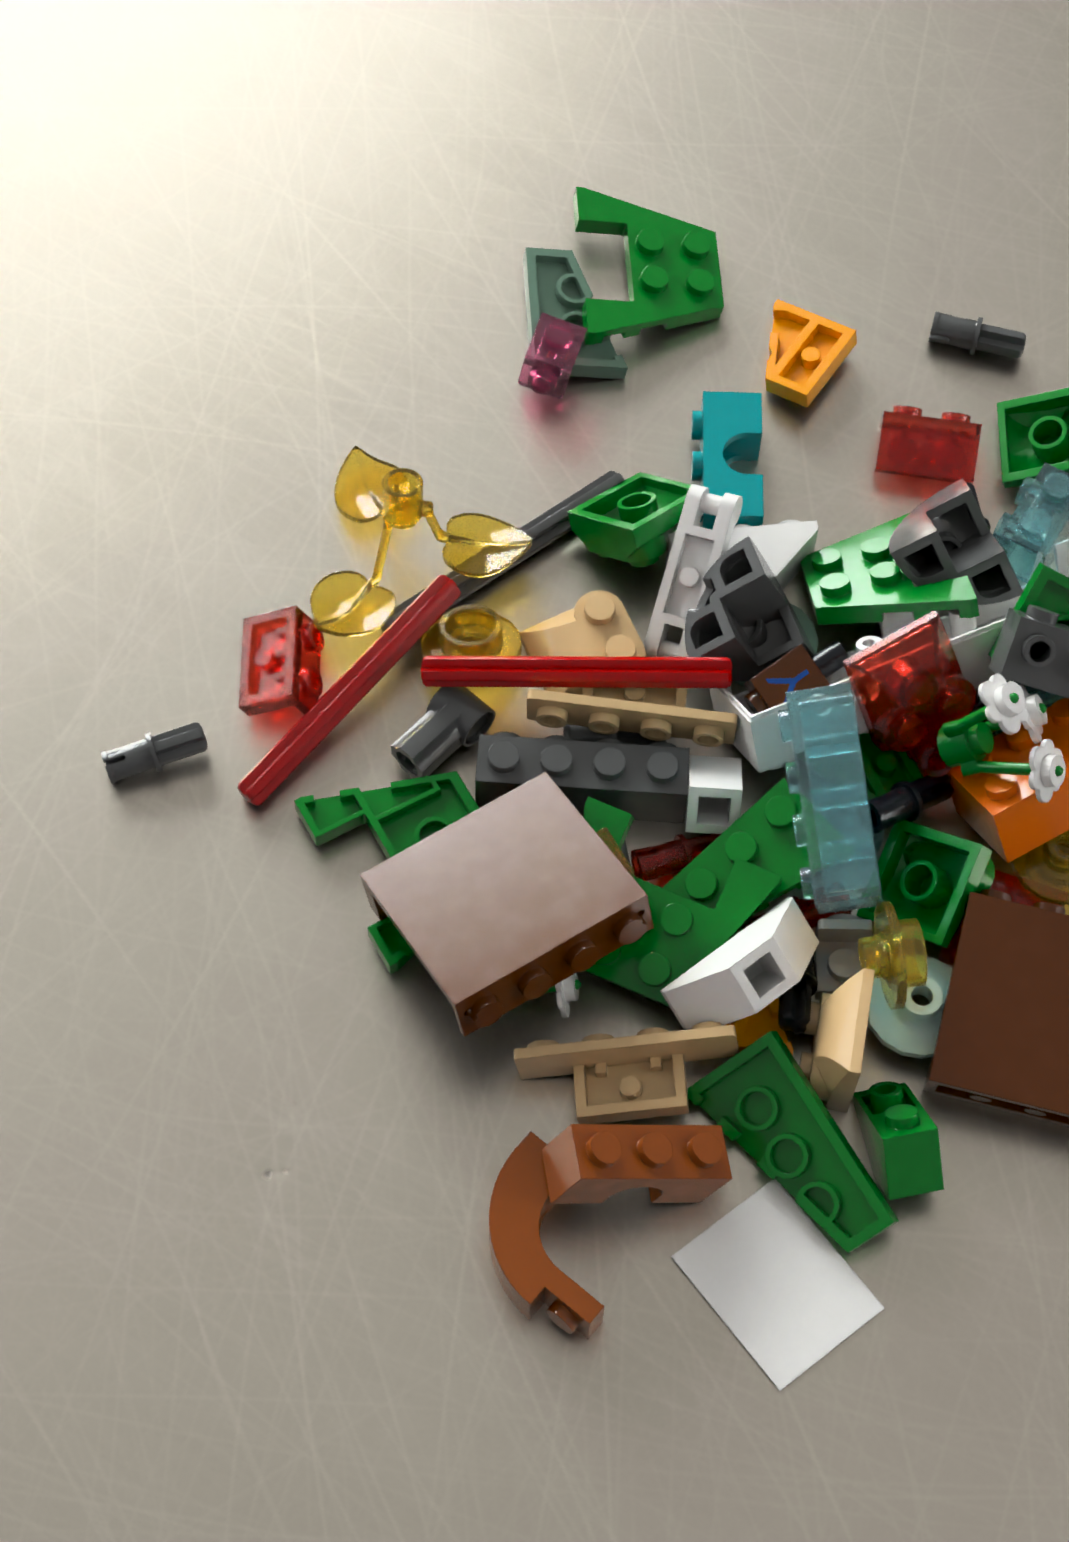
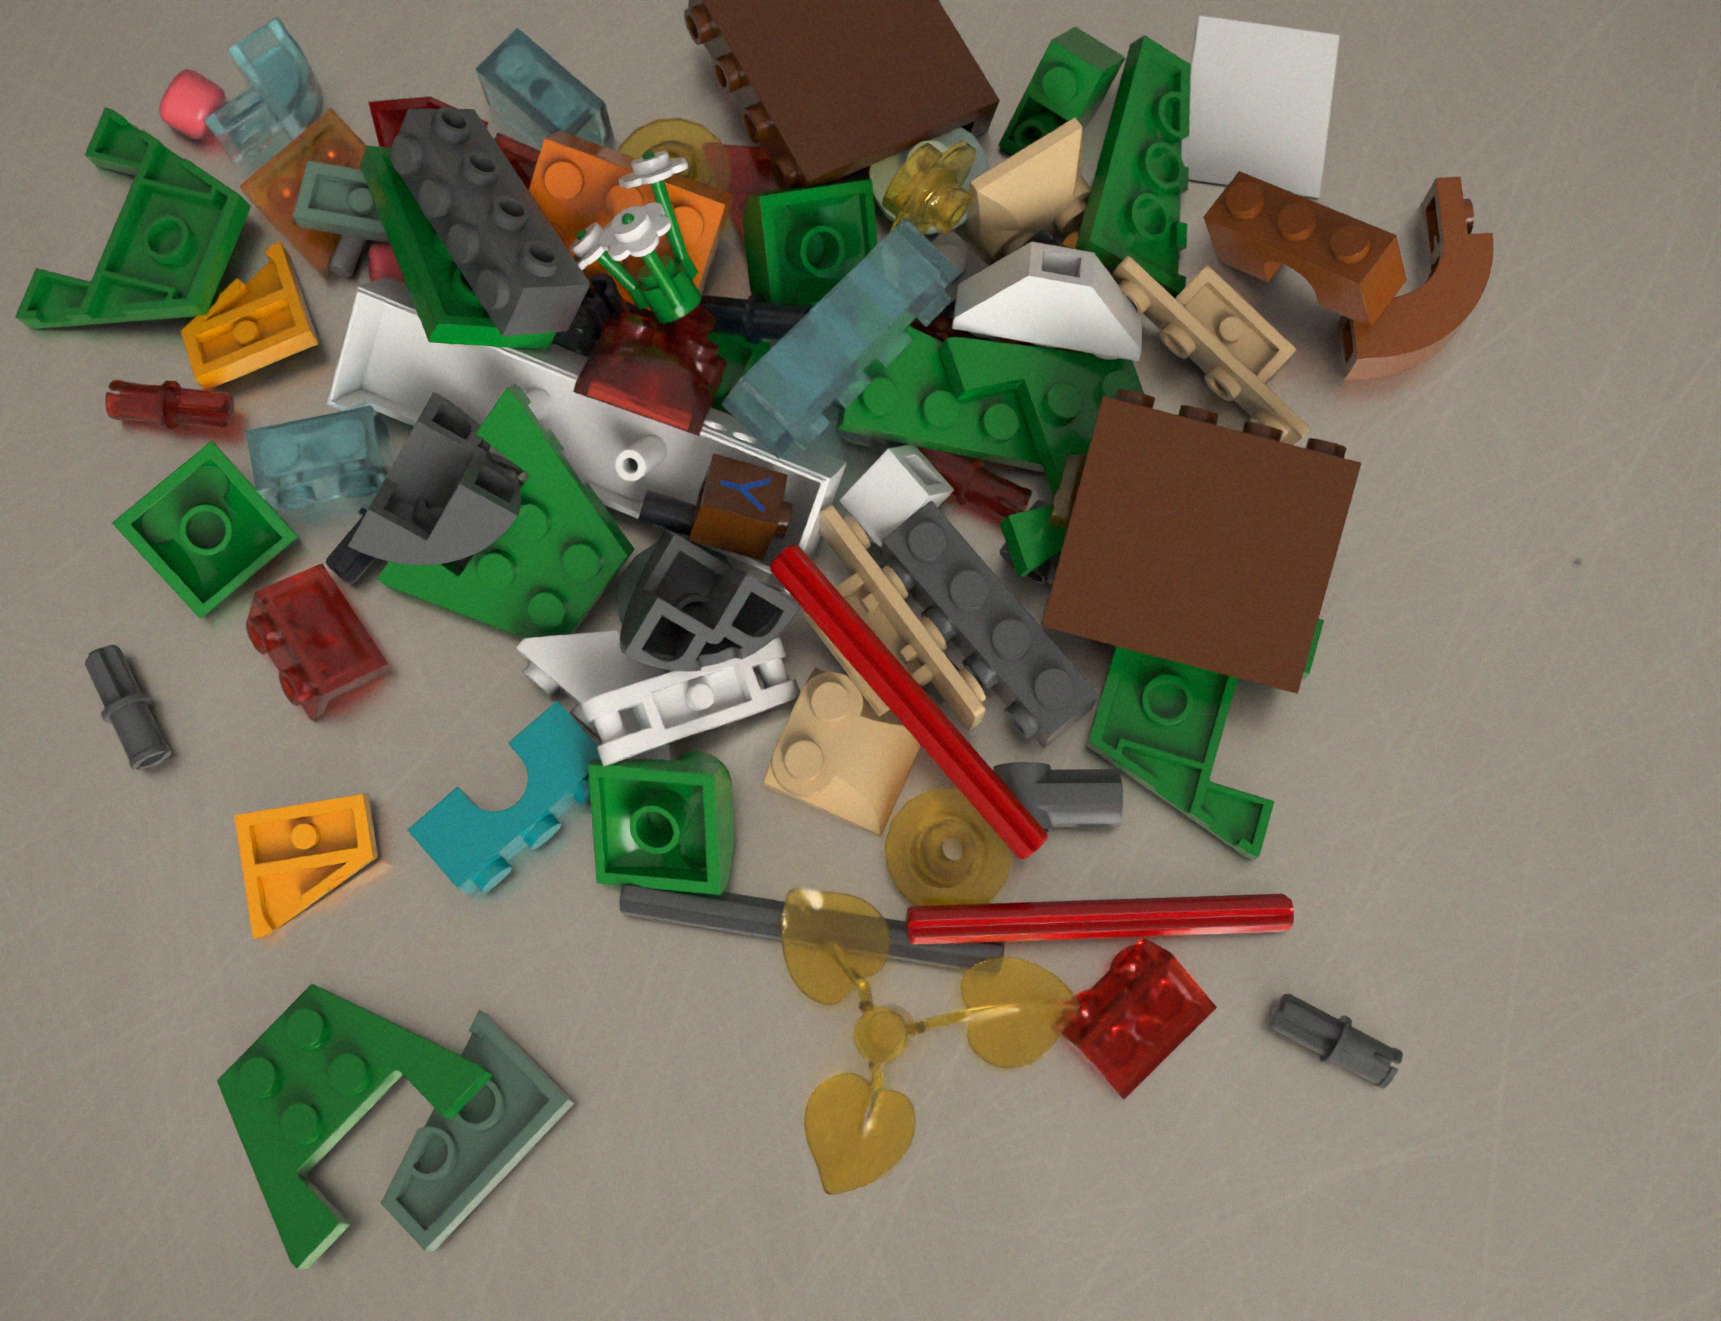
camera: 130 degrees left, 15 degrees up
(551, 356) = (539, 1089): clear pink bracket -> none

